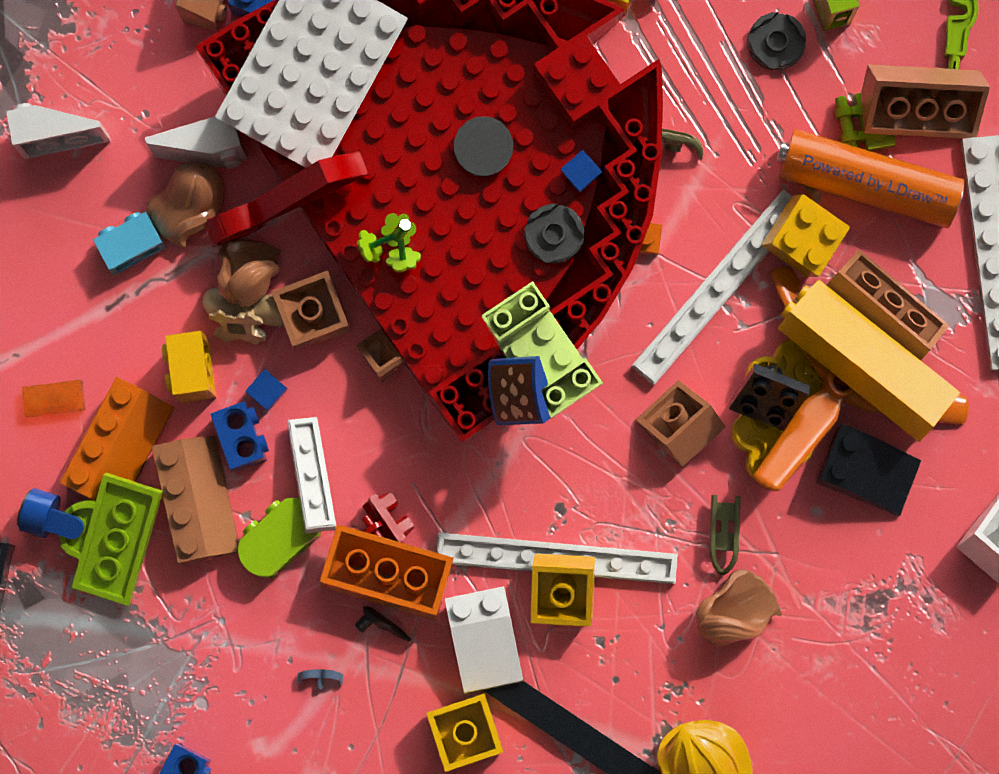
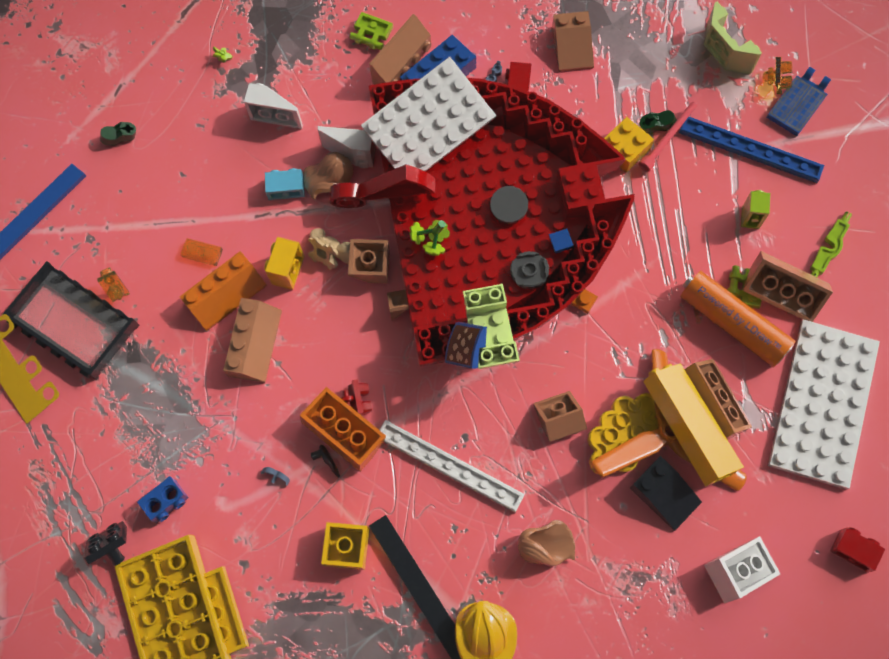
camera: 25 degrees right, 10 degrees down
(102, 533) = (189, 336): lime plate -> none
(233, 439) = (292, 315): blue brick -> none
(246, 271) = (341, 224): nougat piece -> none
(266, 390) = (323, 296): blue tile -> none
(275, 540) = (290, 382): lime brick -> none
(311, 475) = (325, 353): white tile -> none
(484, 640) = (382, 494): white slope -> none
(562, 590) = (443, 484): yellow brick -> none
(674, 139) = (625, 252): olive piece -> none
(709, 296) = (616, 346): white tile -> none
(724, 540) = (557, 498): olive piece -> none
(769, 396) = (621, 419): black plate -> none
(776, 41) = (710, 221): dark grey tile -> none
(805, 235) = (682, 335): yellow brick -> none

